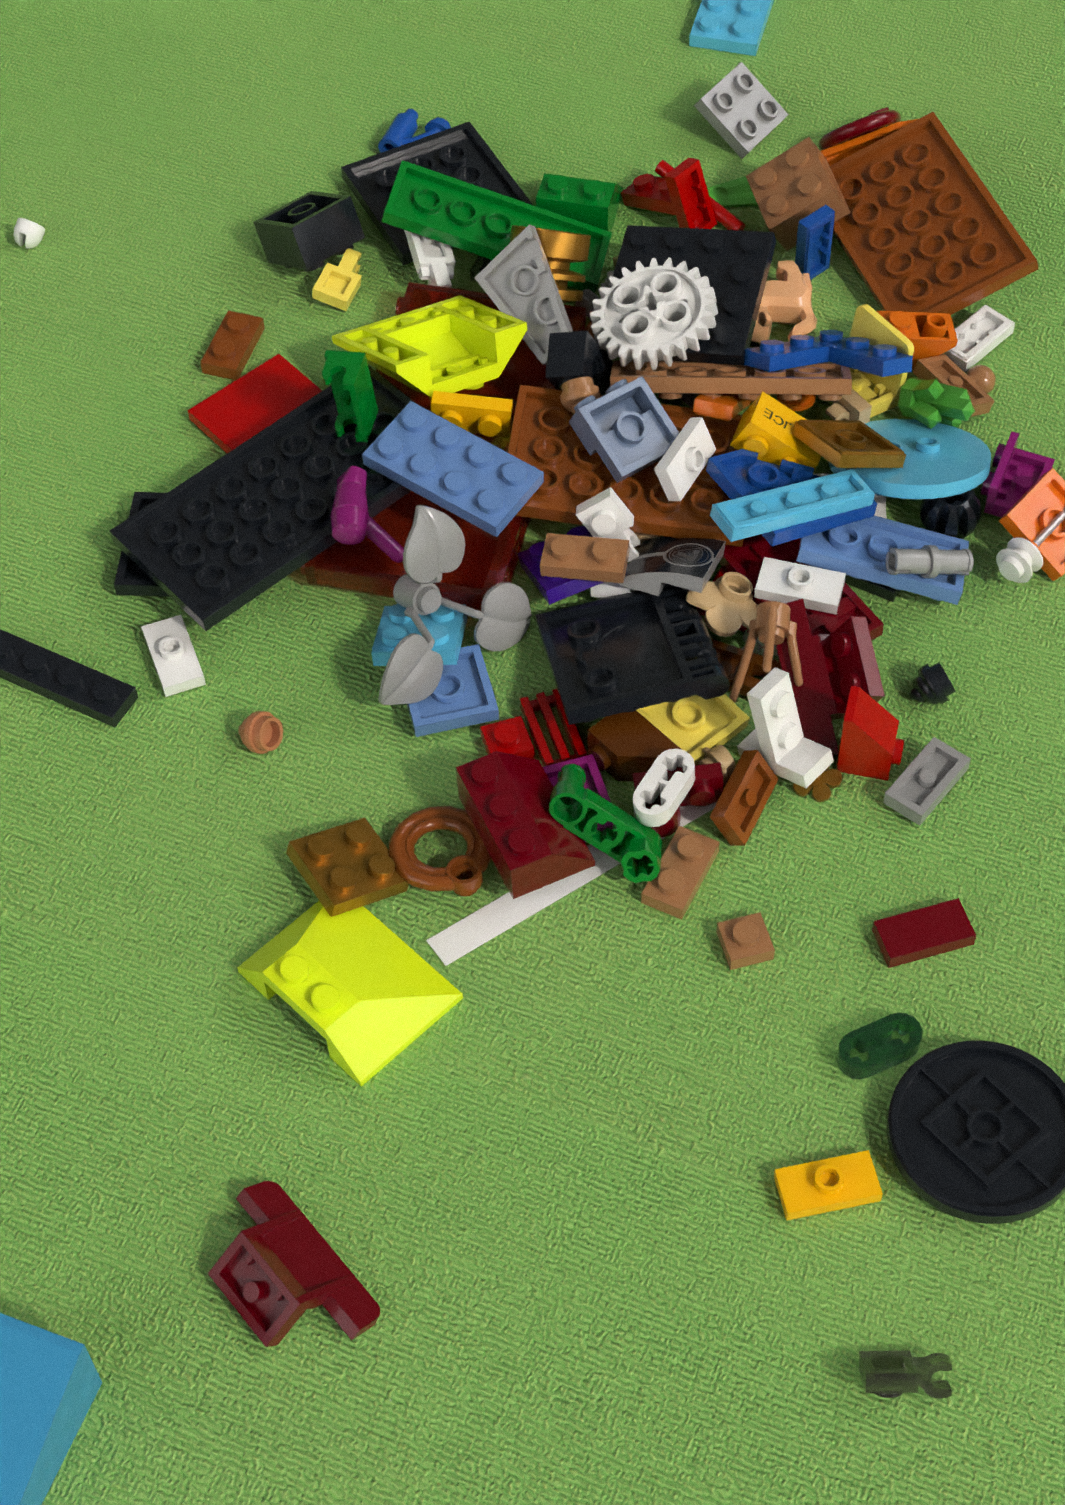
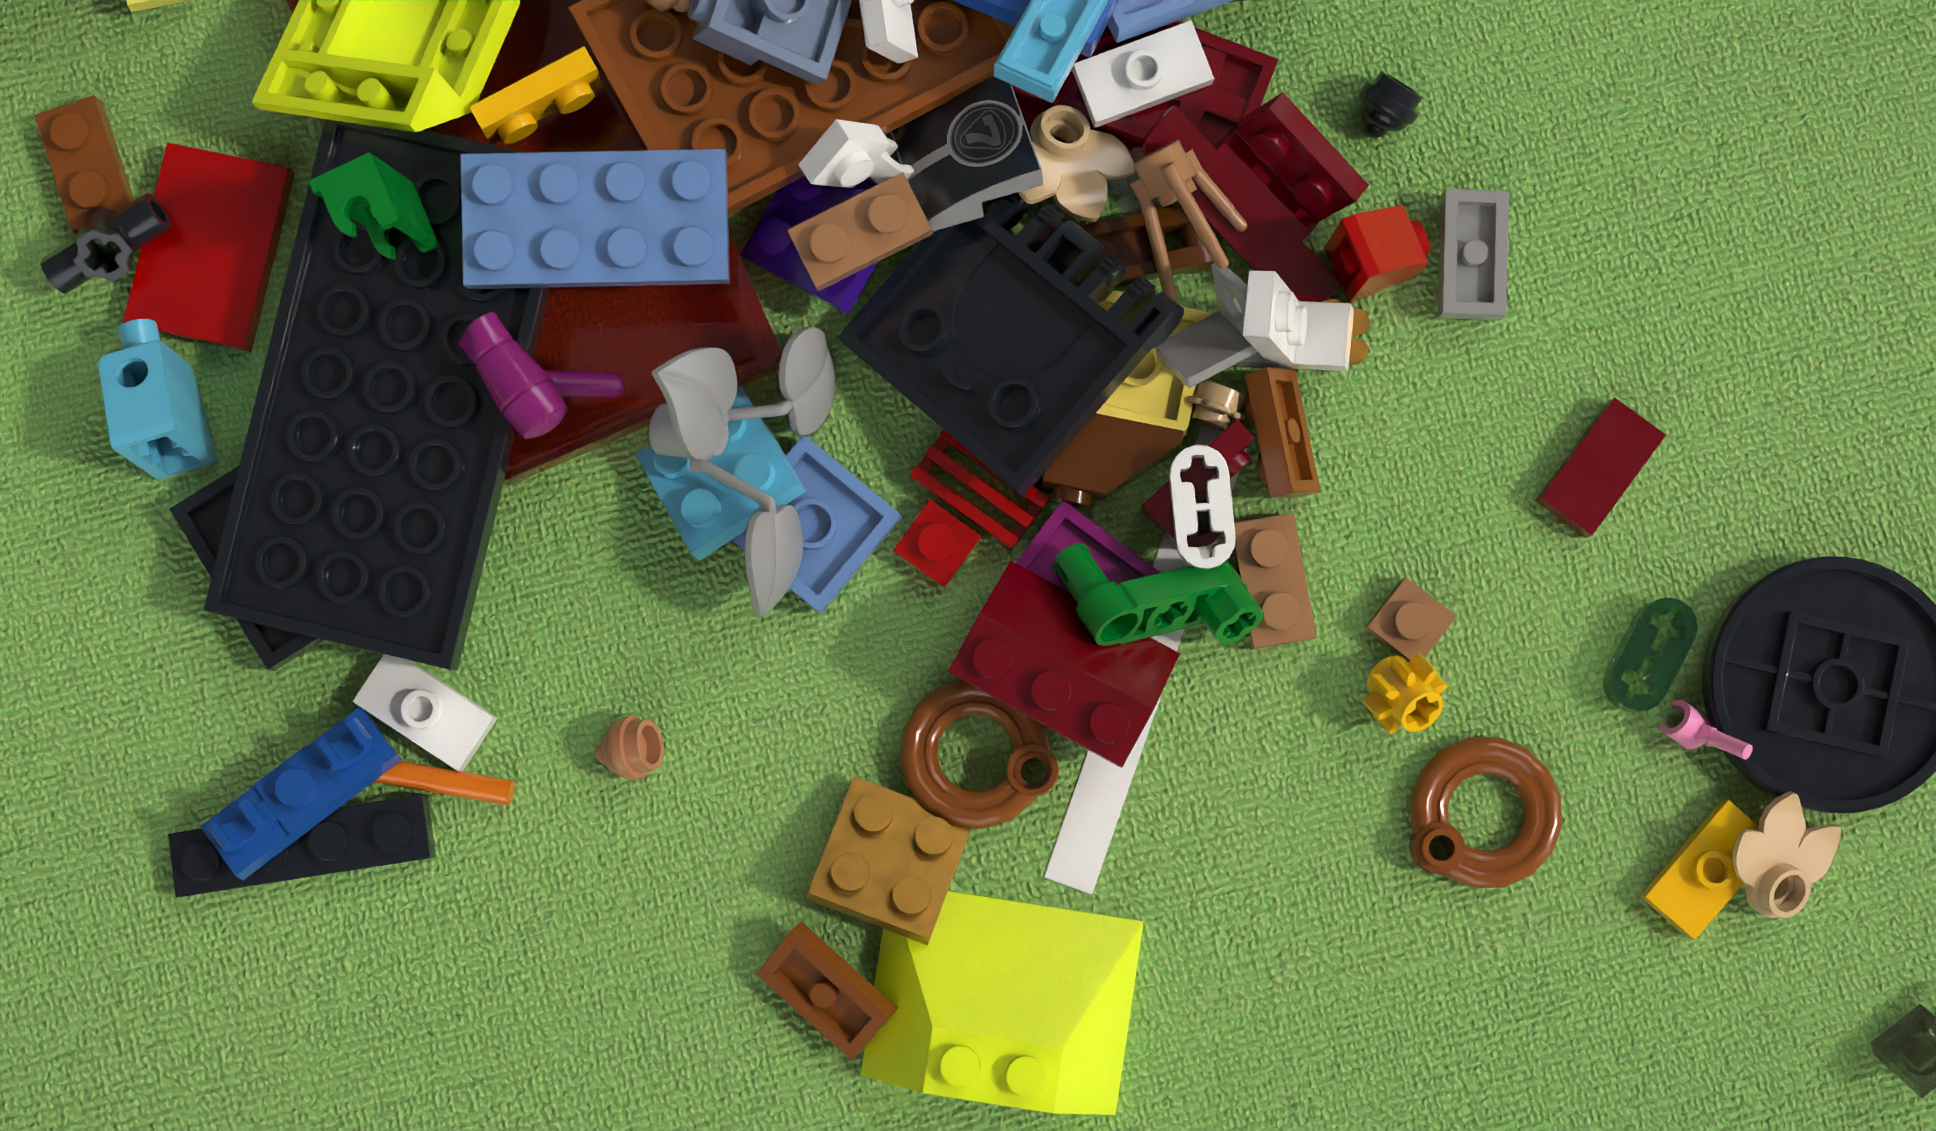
camera: 35 degrees left, 30 degrees up
(77, 643) = (300, 793): none -> blue plate
(141, 682) = (449, 782): none -> orange bar
(168, 445) = (154, 404): none -> medium azure torso
(195, 371) = (85, 259): none -> black axle
(256, 907) = (826, 990): none -> dark orange plate
(703, 1102) = (1467, 864): none -> dark orange piece
(718, 974) = (1404, 693): none -> yellow gear
(729, 724) = (1214, 341): none -> light grey bracket
(875, 1098) = (1697, 730): none -> bright pink hand
(884, 1195) = (1783, 857): none -> tan plate

